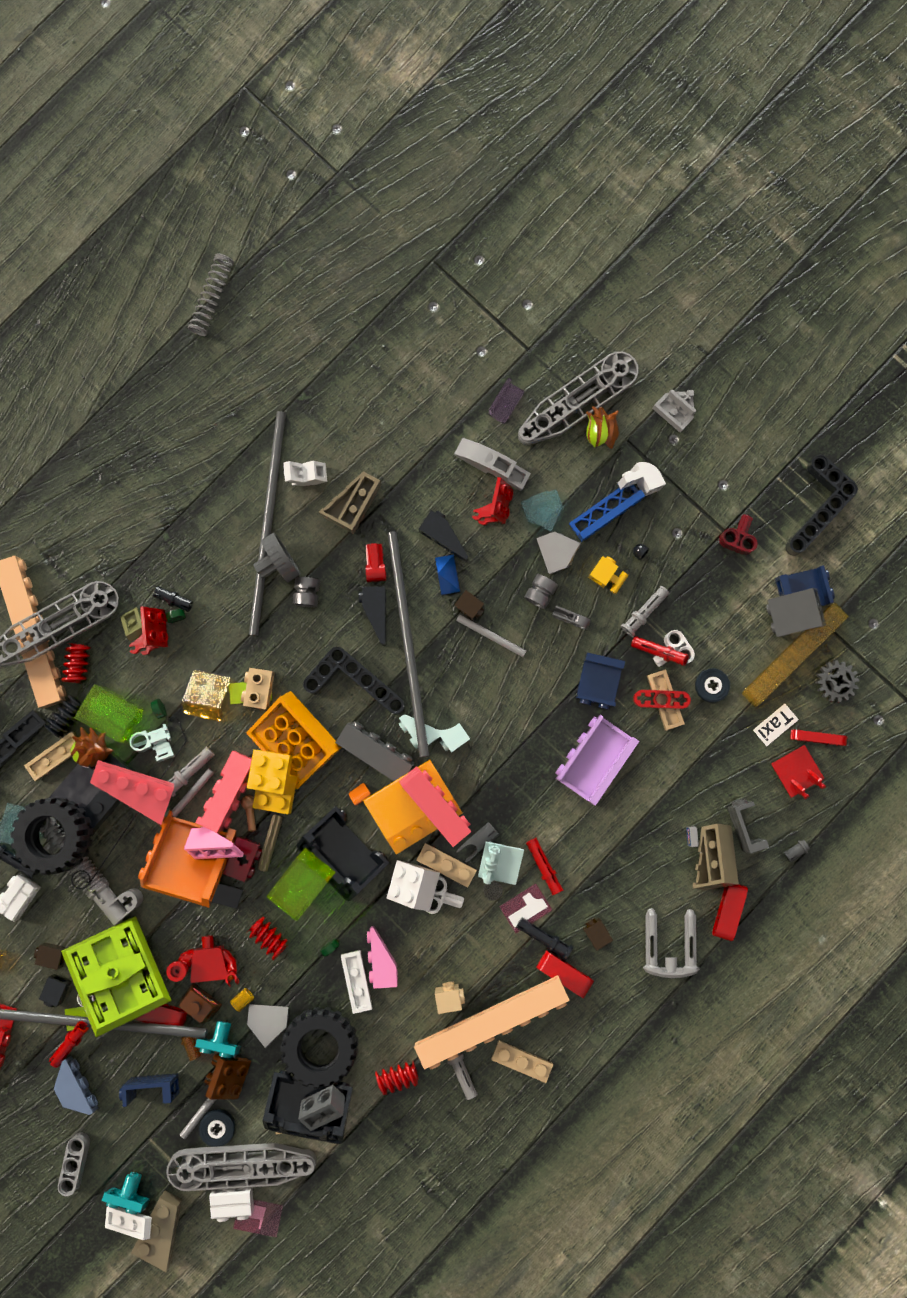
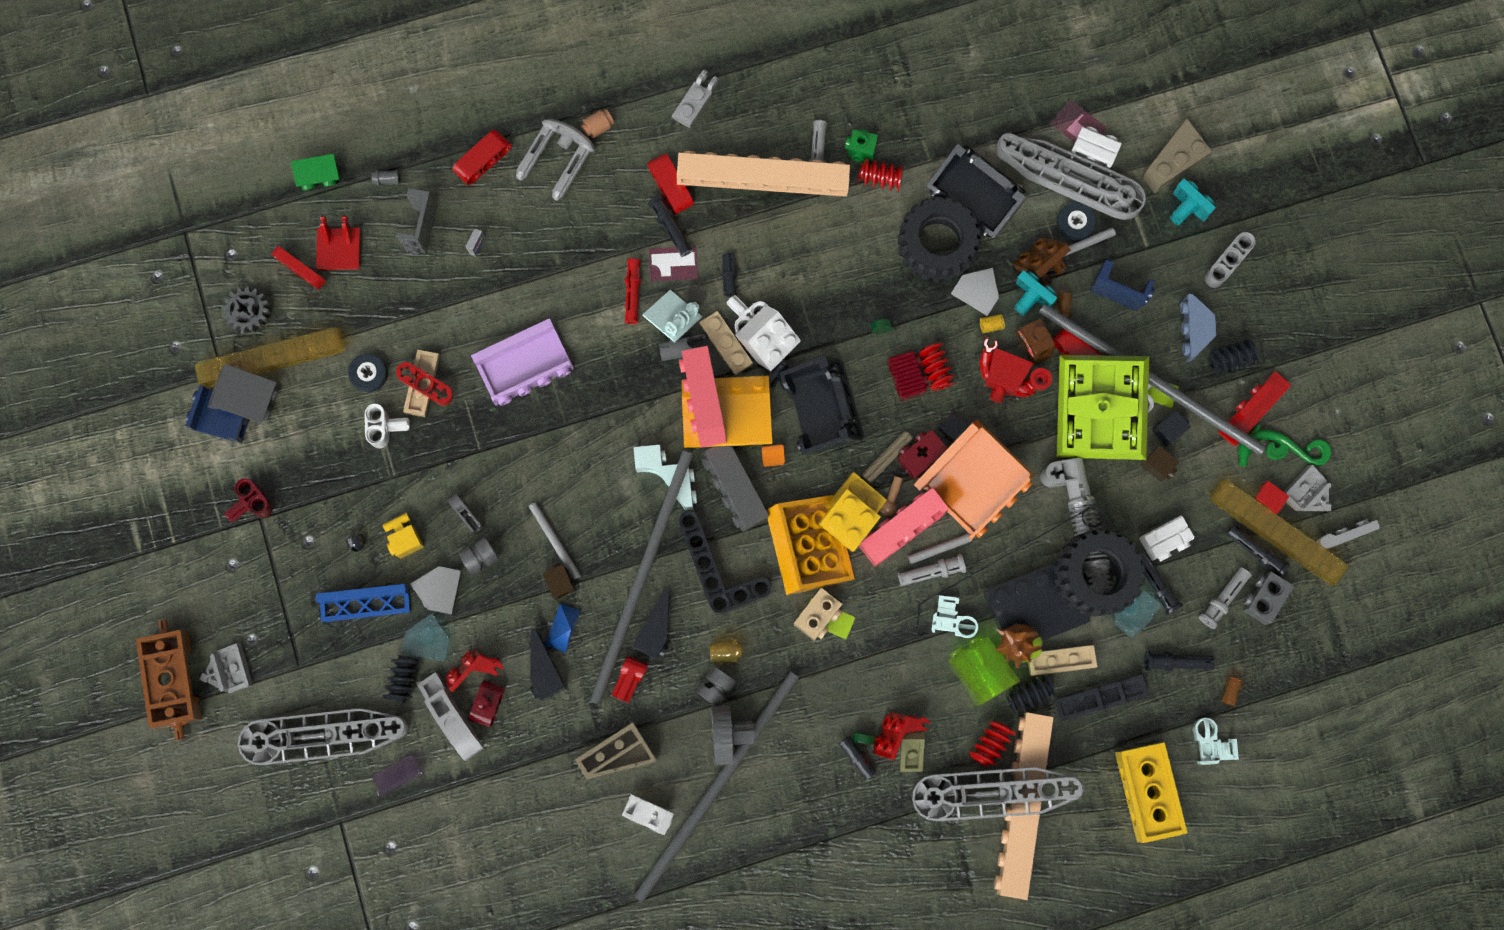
camera: 155 degrees left, 5 degrees down
(33, 1079) = (1232, 356): none -> black piece
(71, 1040) = (1176, 370): red pin -> none
(129, 1224) = (1194, 170): white plate -> none
(134, 789) = (992, 574): coral wedge -> none
(158, 708) = (930, 650): dark green tile -> none
(205, 695) = (874, 638): clear yellow bracket -> none
(207, 844) = (948, 483): bright pink slope -> none
(289, 926) = (907, 375): none -> dark red brick
(301, 884) = (876, 396): clear neon green slope -> none
(314, 623) = (725, 651): none -> clear yellow brick
(321, 1107) = (964, 181): dark grey brick -> none
(356, 981) = (872, 281): white plate -> none
(383, 964) = (838, 281): bright pink slope -> none
(392, 858) = (774, 375): none -> black pin
(424, 1101) = (861, 145): none -> green brick
(449, 998) = (791, 217): tan brick -> none
(471, 487) = (486, 703): none -> dark red beam
(475, 923) = (729, 274): none -> black axle
(522, 1061) = (756, 129): tan plate -> none
(543, 471) = (401, 679): none -> black piece
(586, 1058) = (695, 100): none -> light grey hinge
(597, 933) = (618, 203): dark brown brick -> none
(599, 680) = (475, 437): dark blue panel -> none
(602, 428) = (315, 688): dark orange hair -> none
(639, 618) = (398, 475): light grey pin -> none
(645, 476) = (303, 613): white brick -> none
(653, 992) = (597, 123): none -> nougat brick
(678, 657) = (402, 437): red pin -> none
(717, 858) = (464, 208): dark tan wedge -> none
(728, 391) = (171, 703): none -> dark orange brick
(775, 724) = (331, 303): white sticker -> none
(825, 509) = (146, 484): black beam -> none
(854, 823) = (315, 170): none -> green brick

